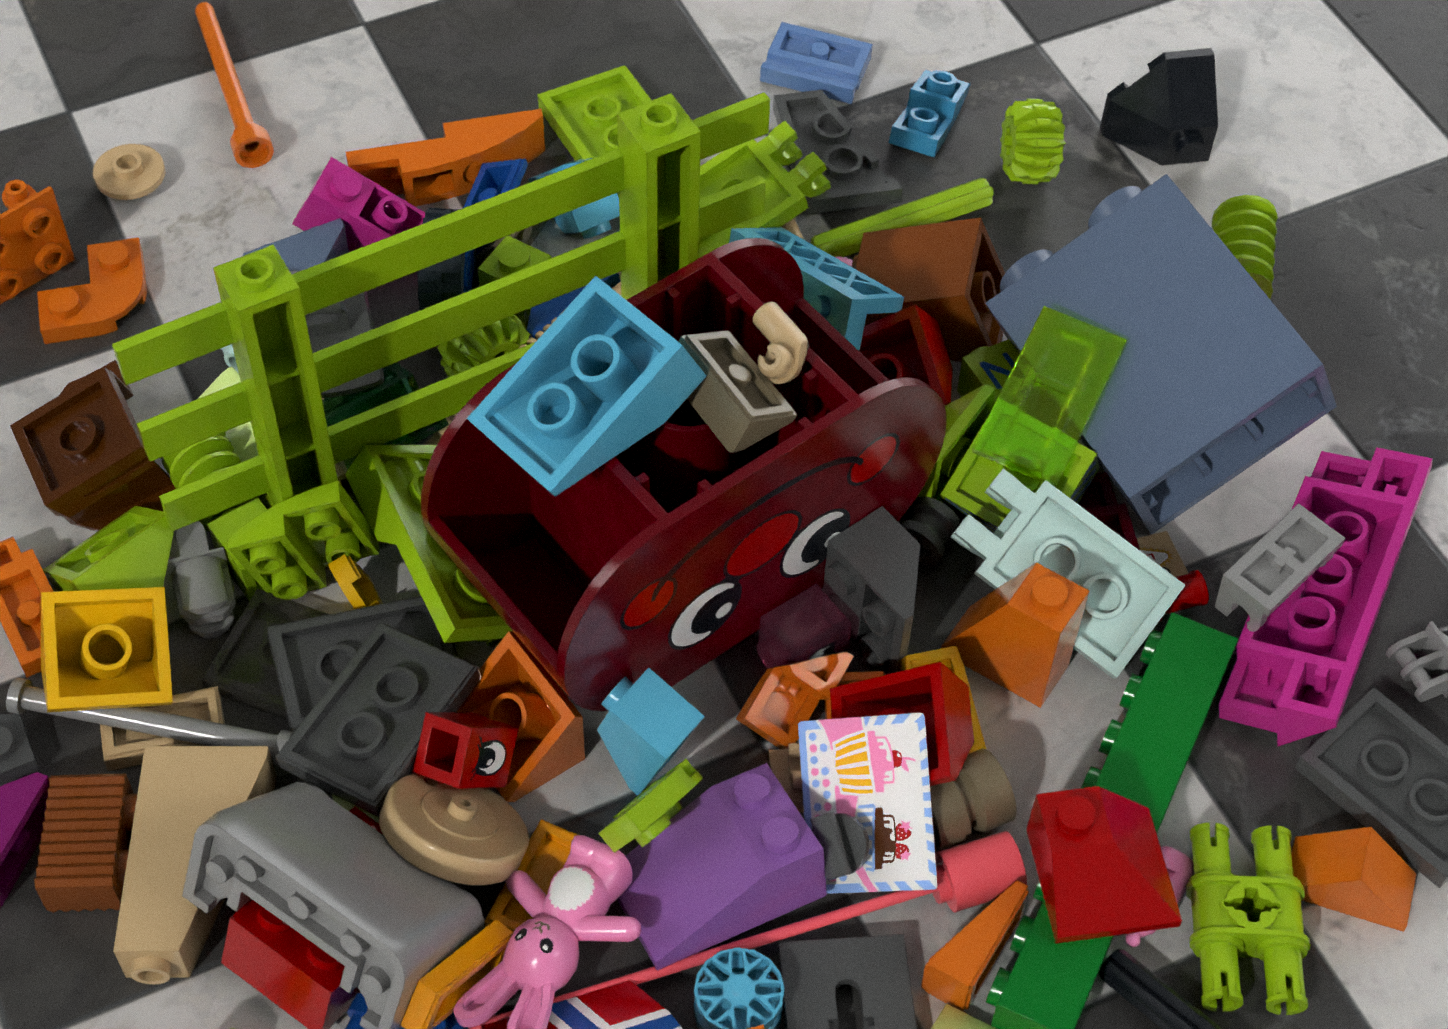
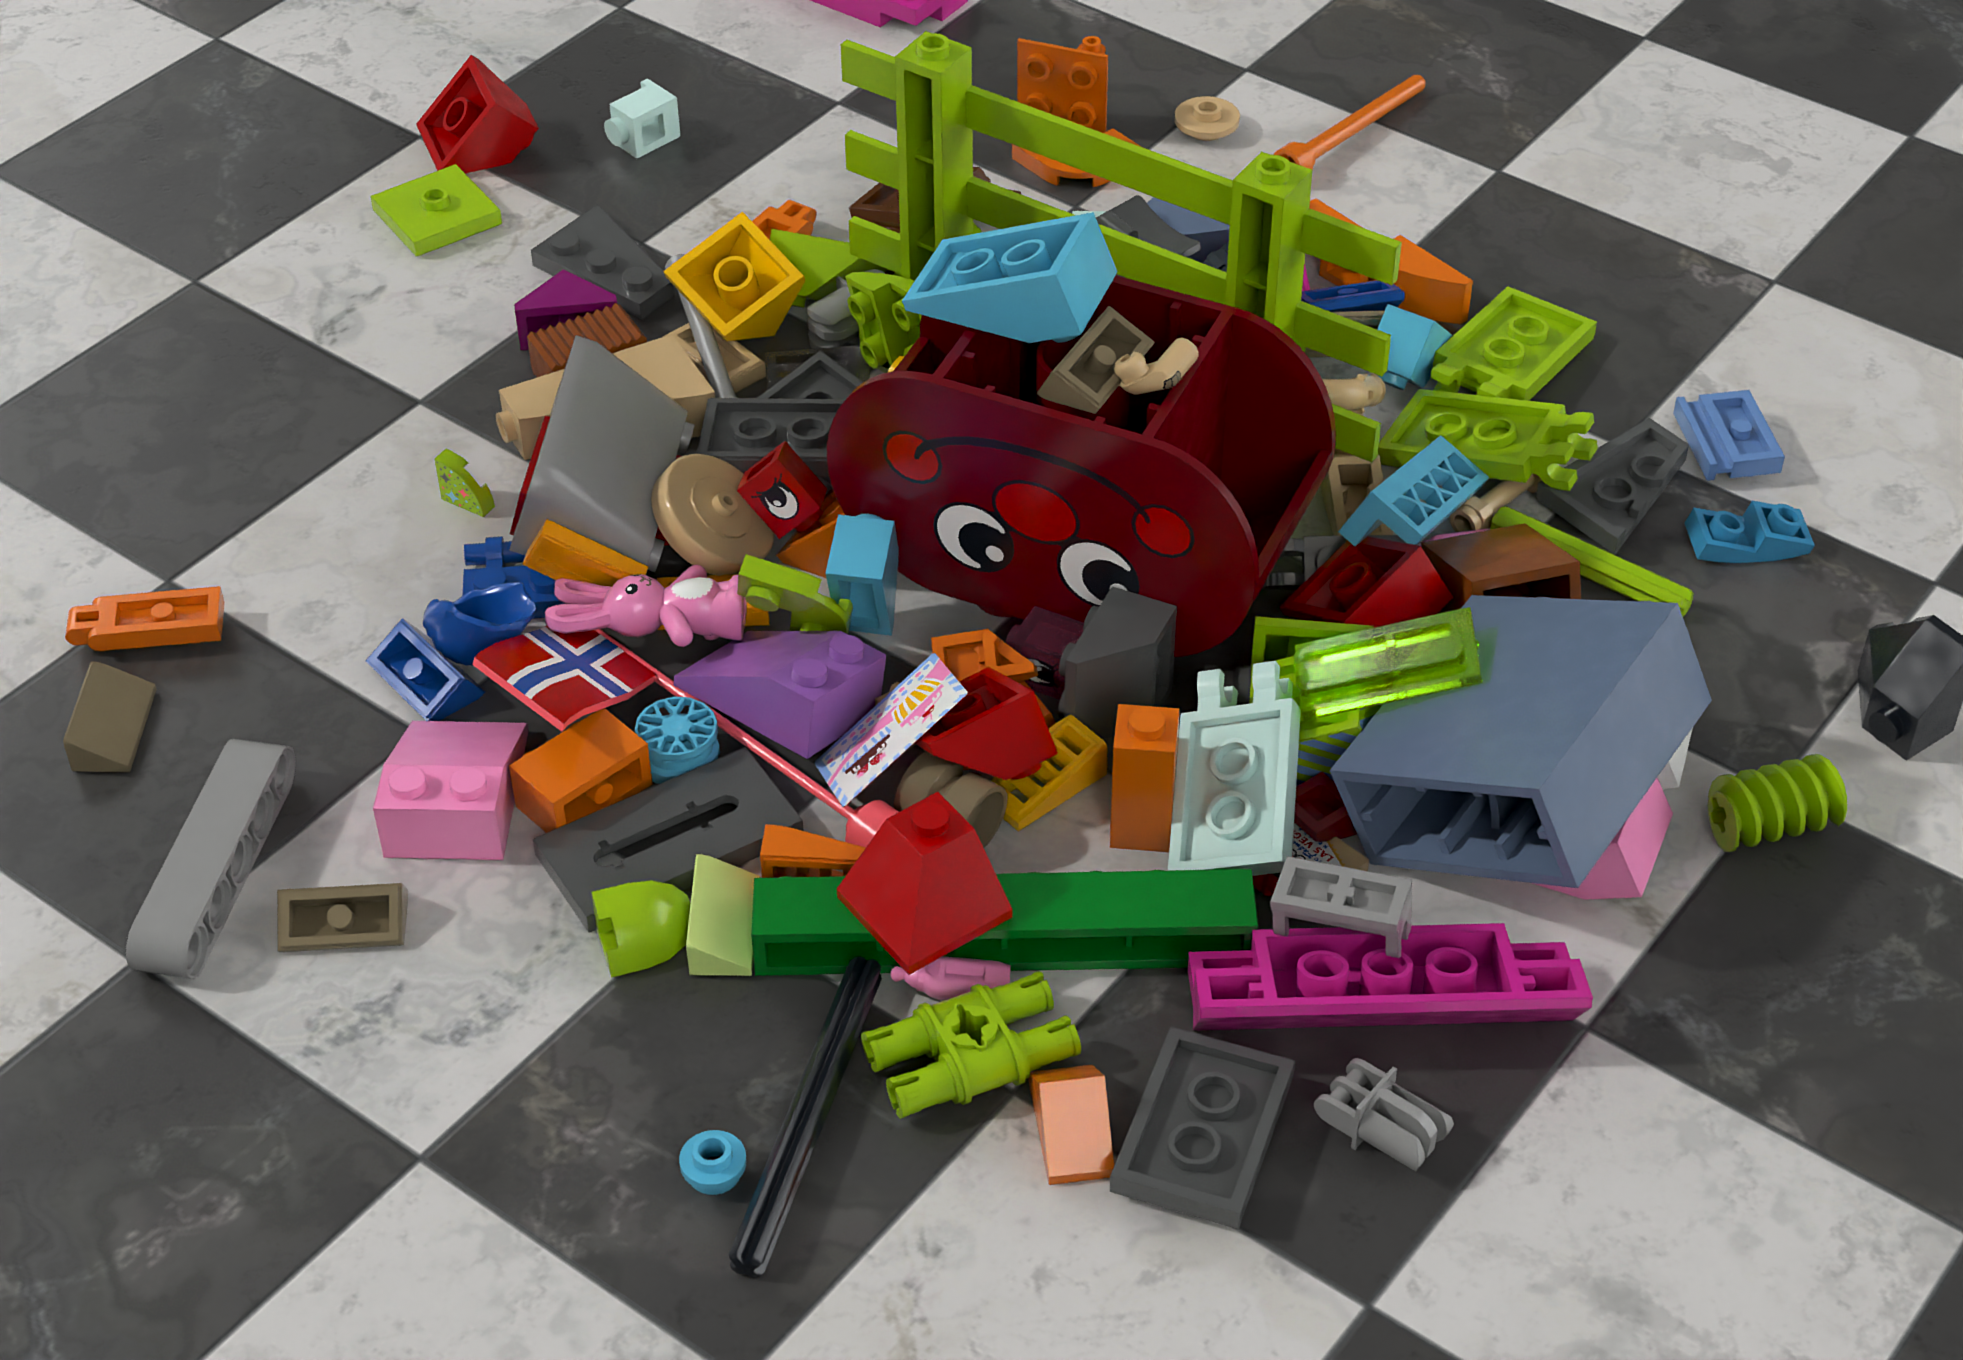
camera: 65 degrees right, 10 degrees down
(843, 843) = (840, 728): dark grey plate -> none
(1032, 141) = (1761, 598): lime gear -> none

